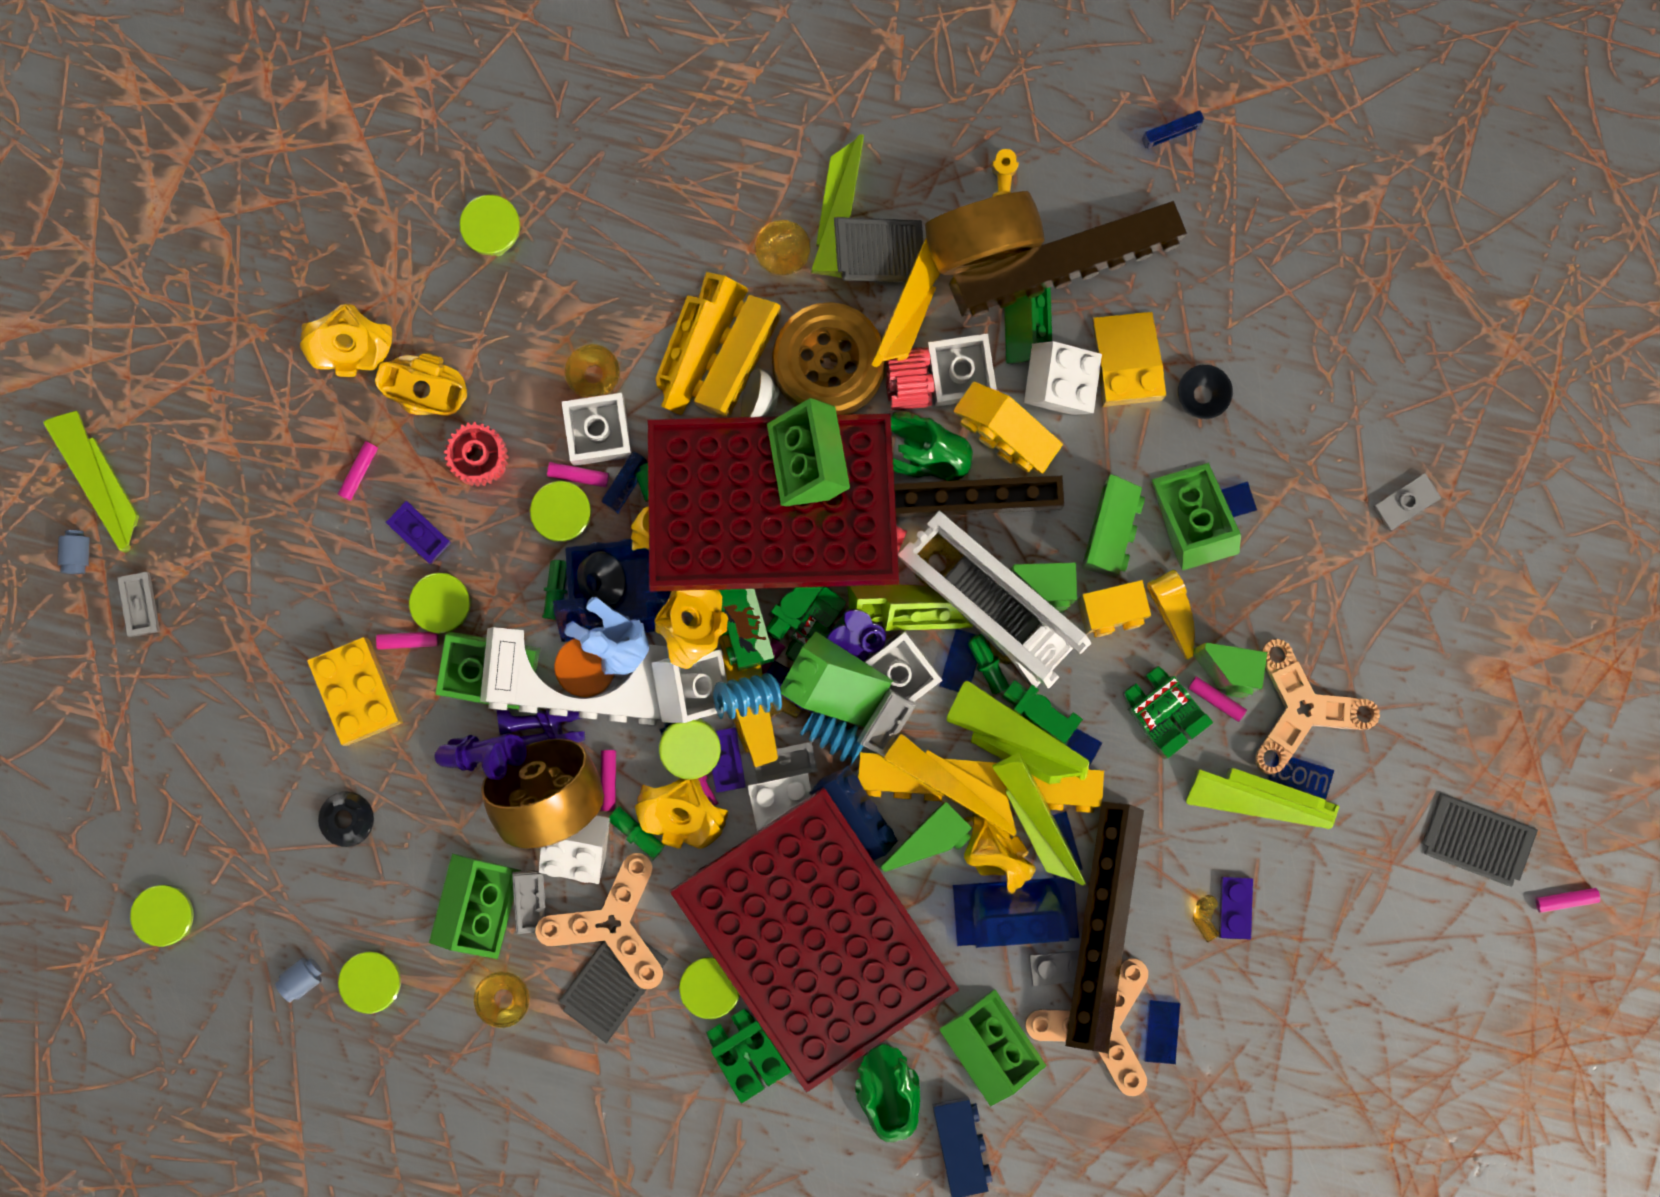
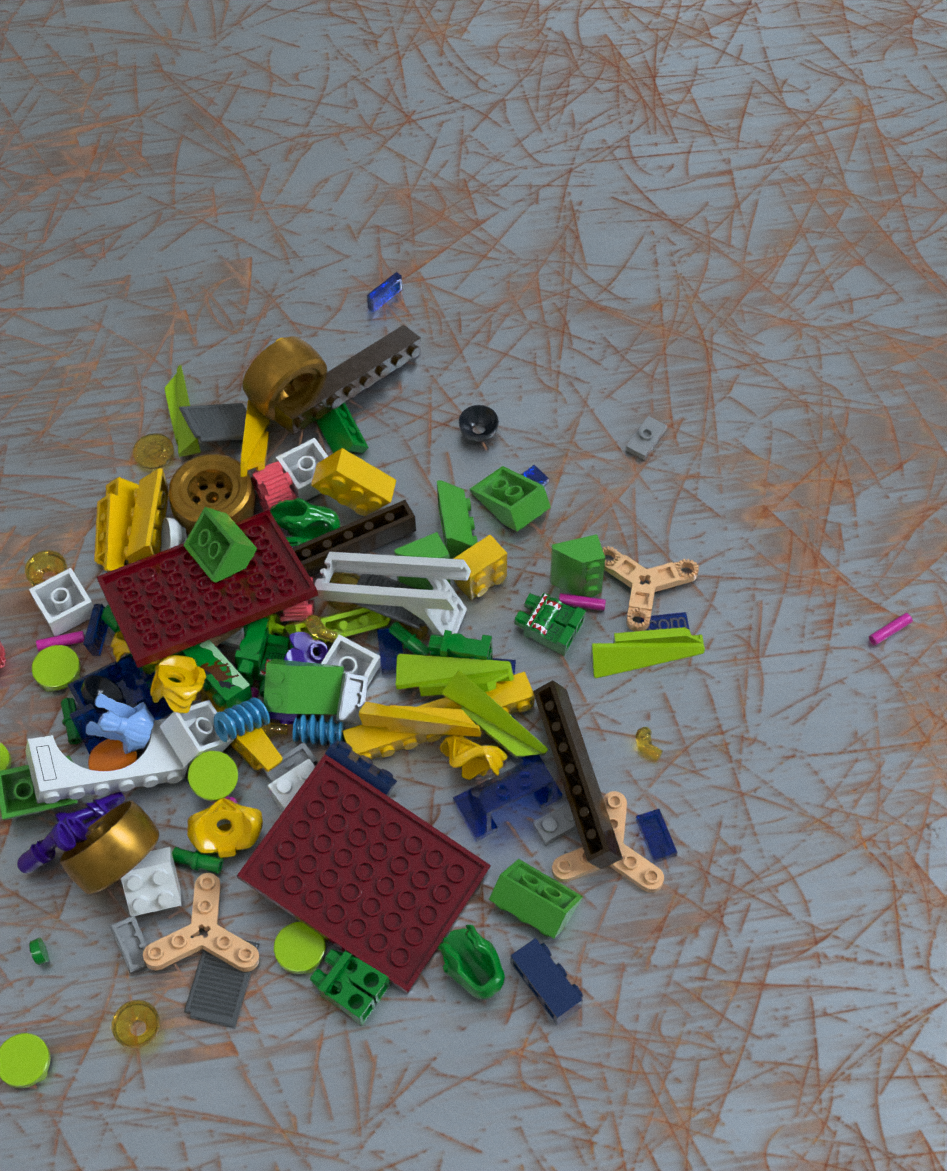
camera: 20 degrees left, 25 degrees down
(426, 865) = (38, 951): none -> green tile
(474, 907) = (88, 965): bright green slope -> none
(608, 779) = (164, 840): dark pink piece -> none
(729, 772) = (248, 784): dark purple plate -> none
(882, 616) = (318, 629): none -> clear yellow arm
(934, 836) = (421, 766): bright green slope -> none
(1062, 378) = (379, 445): white brick -> none
(1130, 359) = (420, 428): yellow slope -> none
(1173, 604) = (525, 559): yellow piece -> none
(1236, 908) = (665, 729): dark purple plate -> none
(1478, 840) = (809, 618): dark grey window -> none

